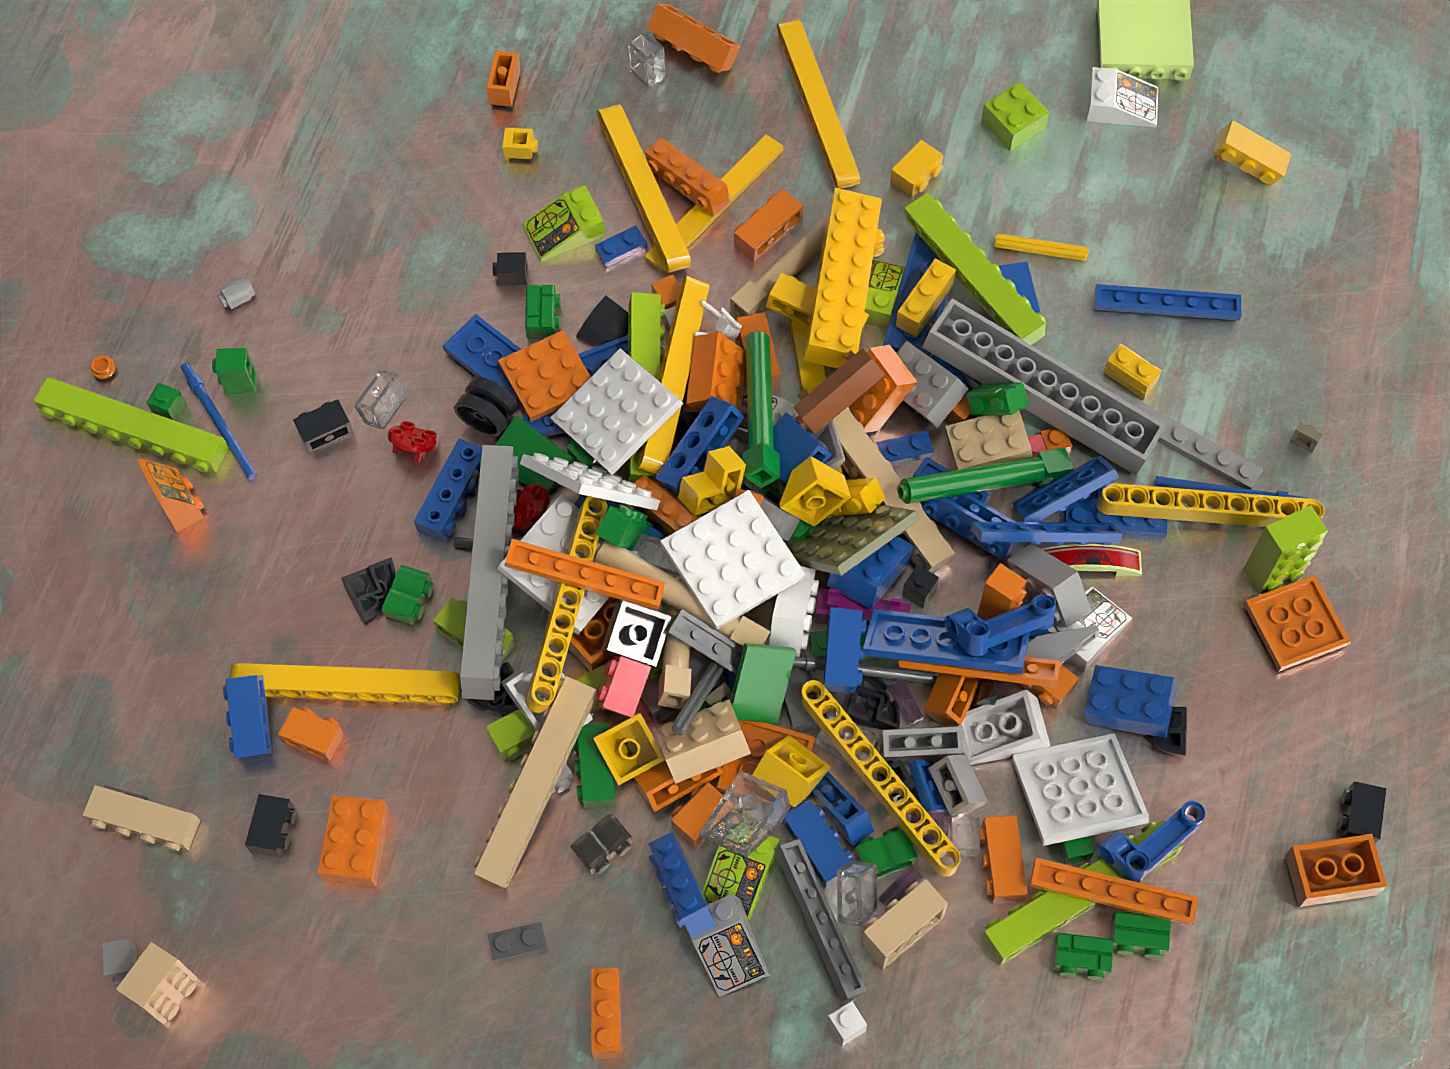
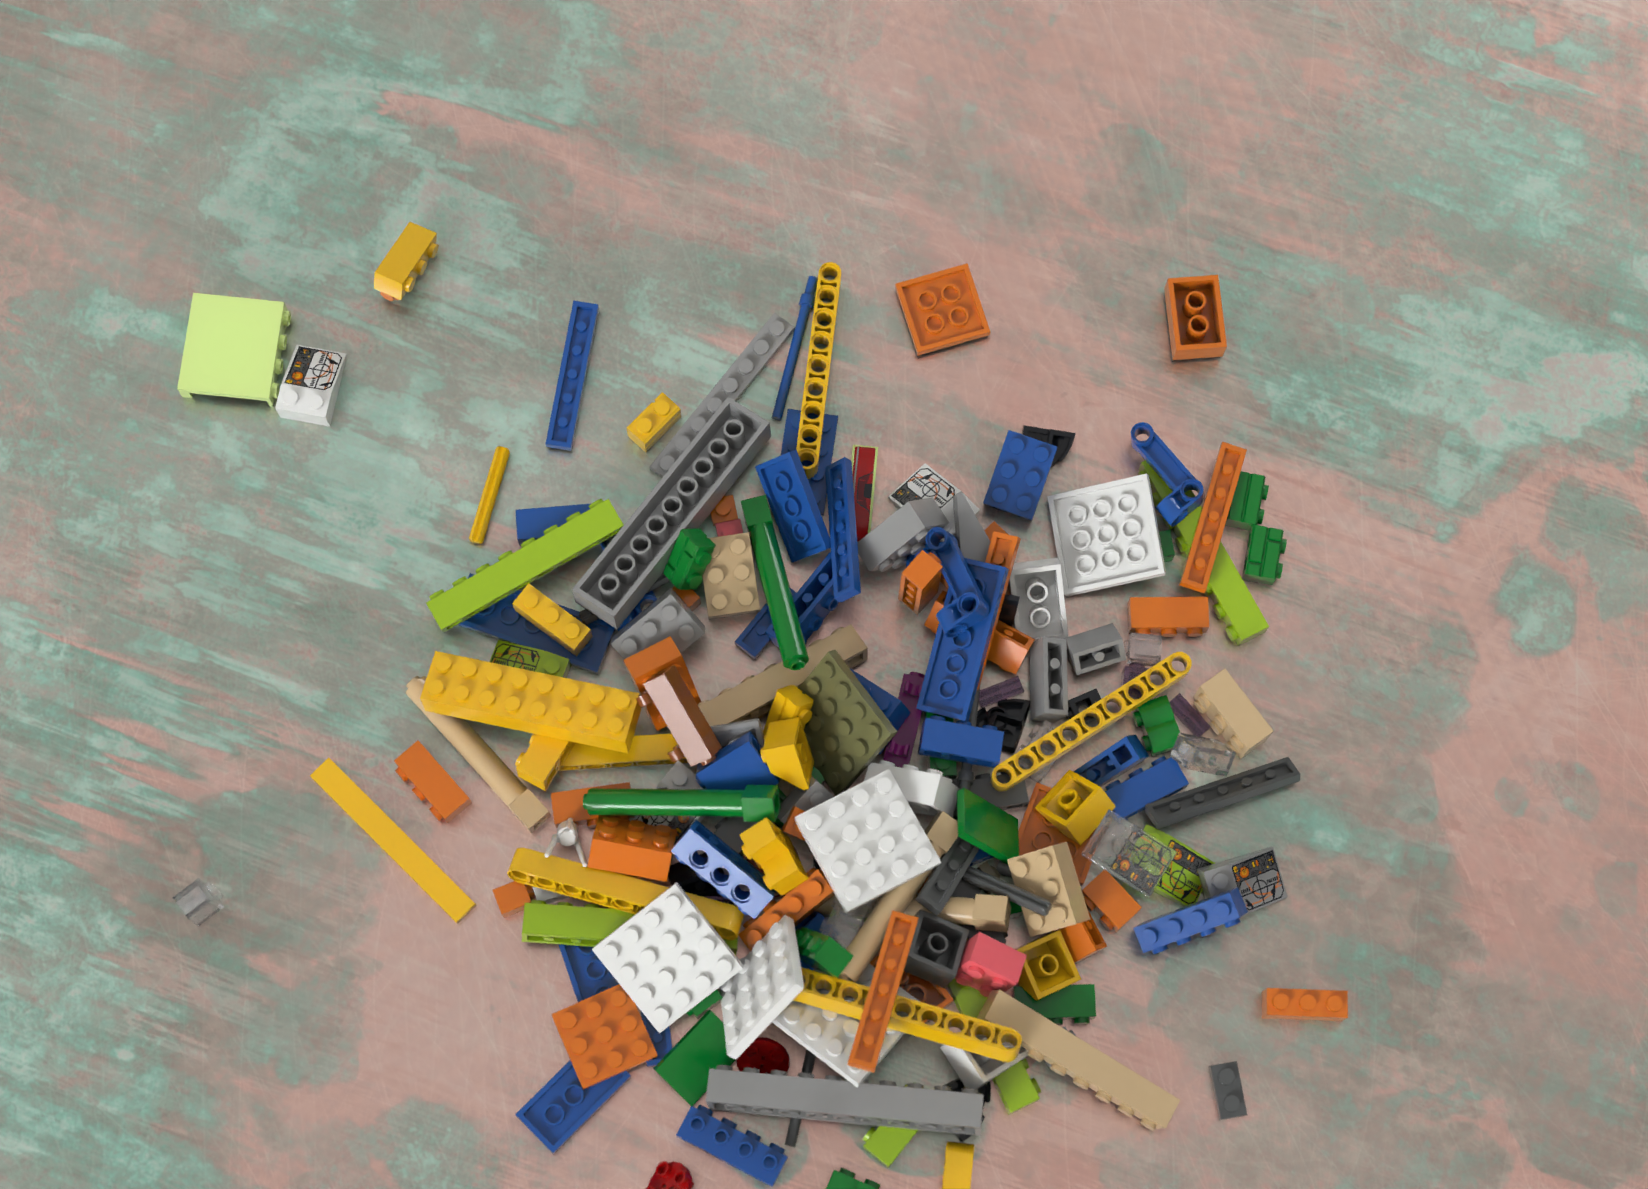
camera: 90 degrees left, 10 degrees up
(485, 406) = (643, 1105): black wheel -> none
(503, 78) = (200, 1073): orange brick -> none
(511, 268) = (459, 1073): black brick -> none
(519, 143) = (285, 1049): yellow brick -> none
(541, 311) = (518, 1040): green brick -> none
(565, 224) = (406, 1011): lime slope -> none
(601, 844) = (1135, 1001): clear smoke brick -> none
(604, 324) = (540, 969): black brick -> none
(621, 246) = (438, 948): blue plate -> none
(644, 189) = (369, 917): yellow beam -> none
(687, 176) = (363, 866): orange brick -> none
(693, 37) = (169, 847): orange brick -> none
(818, 104) = (275, 714): yellow beam -> none
(847, 1023) = (1321, 777): white brick -> none
(906, 448) = (719, 663): blue plate -> none
(917, 168) = (377, 613): yellow brick -> none
(920, 586) = (881, 662): black brick -> none
(926, 787) = (1099, 678): blue plate -> none
(1015, 116) = (322, 500): lime brick -> none
(1285, 549) = (883, 303): lime brick -> none
(1306, 437) = (742, 264): dark tan plate -> none
(1363, 810) = (1138, 283): black brick -> none

